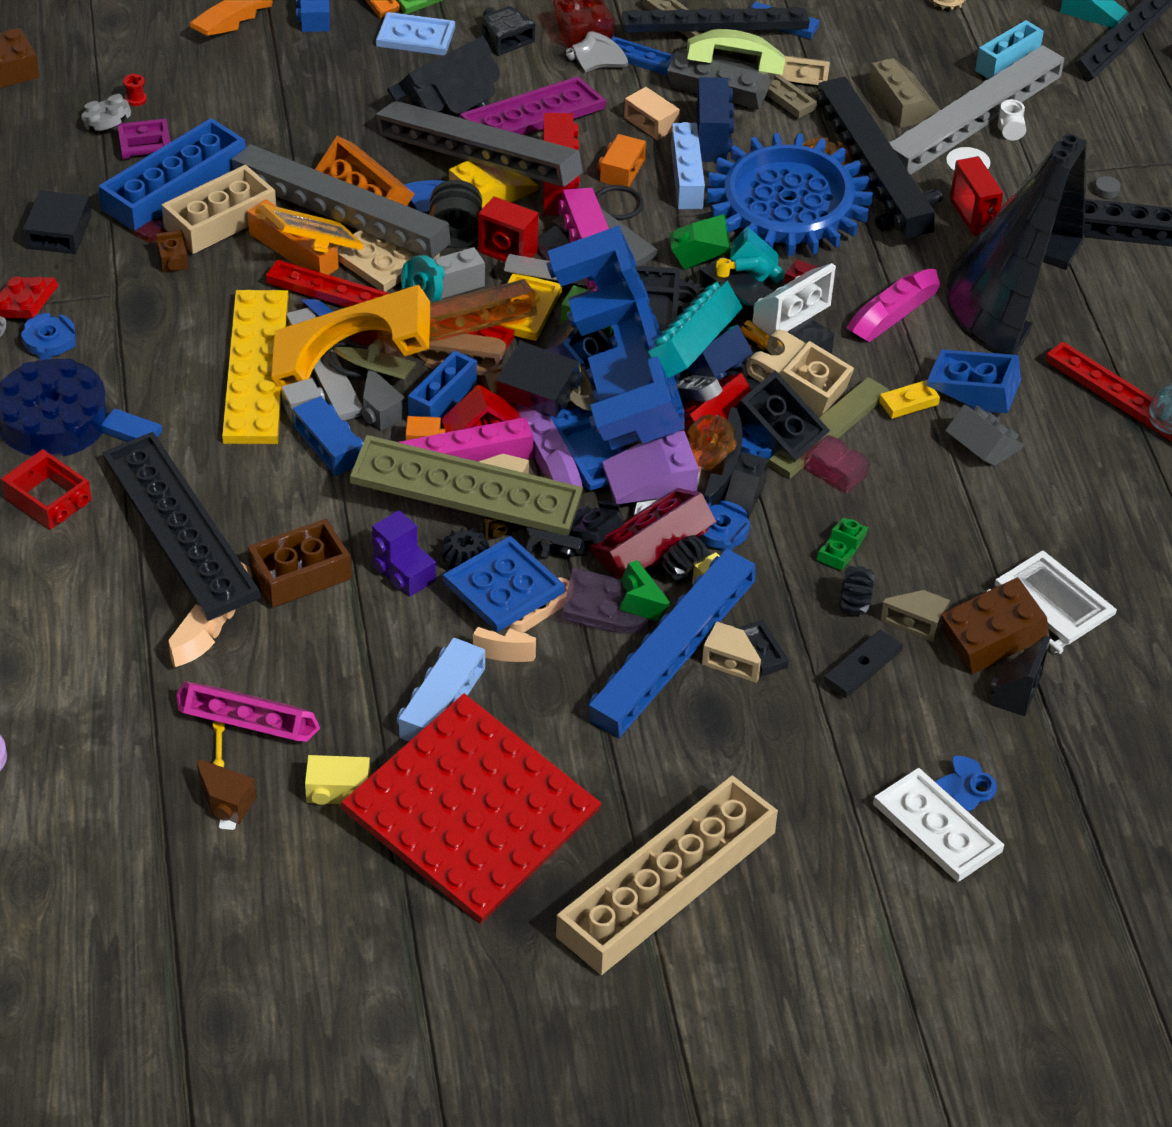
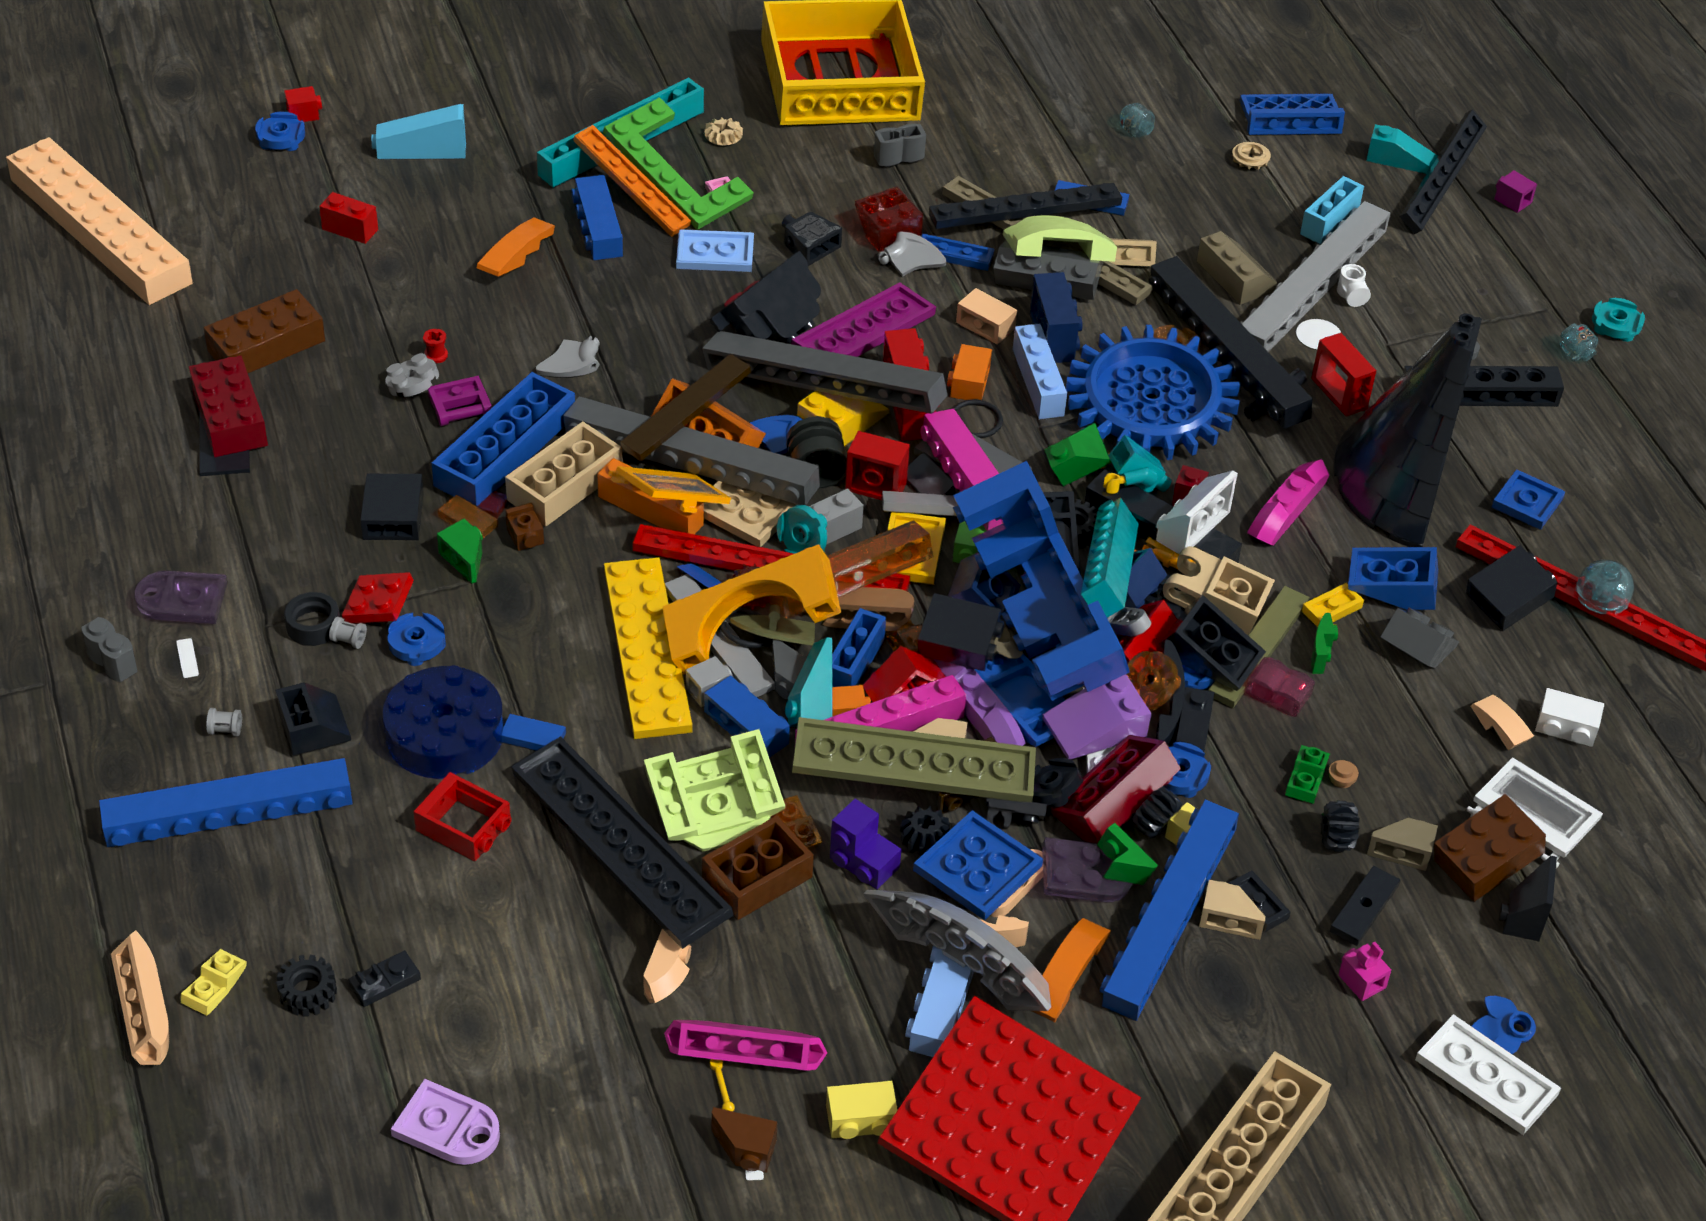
camera: 10 degrees left, 0 degrees up
(111, 263) = (462, 548): none -> green slope
(124, 239) = (459, 509): none -> clear orange tile
(257, 114) = (571, 359): none -> light grey arm
(278, 495) = (717, 793): none -> yellowish green slope
(341, 161) = (685, 407): none -> dark brown tile
(348, 528) = (799, 822): none -> clear orange slope
(392, 415) = (813, 687): none -> teal slope
(469, 646) = (967, 942): none -> light grey brick
(563, 682) = (1070, 962): none -> orange slope
(845, 720) = (1365, 970): none -> dark pink brick
(876, 547) = (1343, 773): none -> medium nougat plate
(889, 430) = (1321, 653): none -> green slope
(1047, 520) = (1508, 725): none -> light nougat slope
(1085, 400) = (1511, 587): none -> black brick
(1110, 521) = (1569, 717): none -> white brick
(1128, 326) = (1528, 499): none -> blue plate

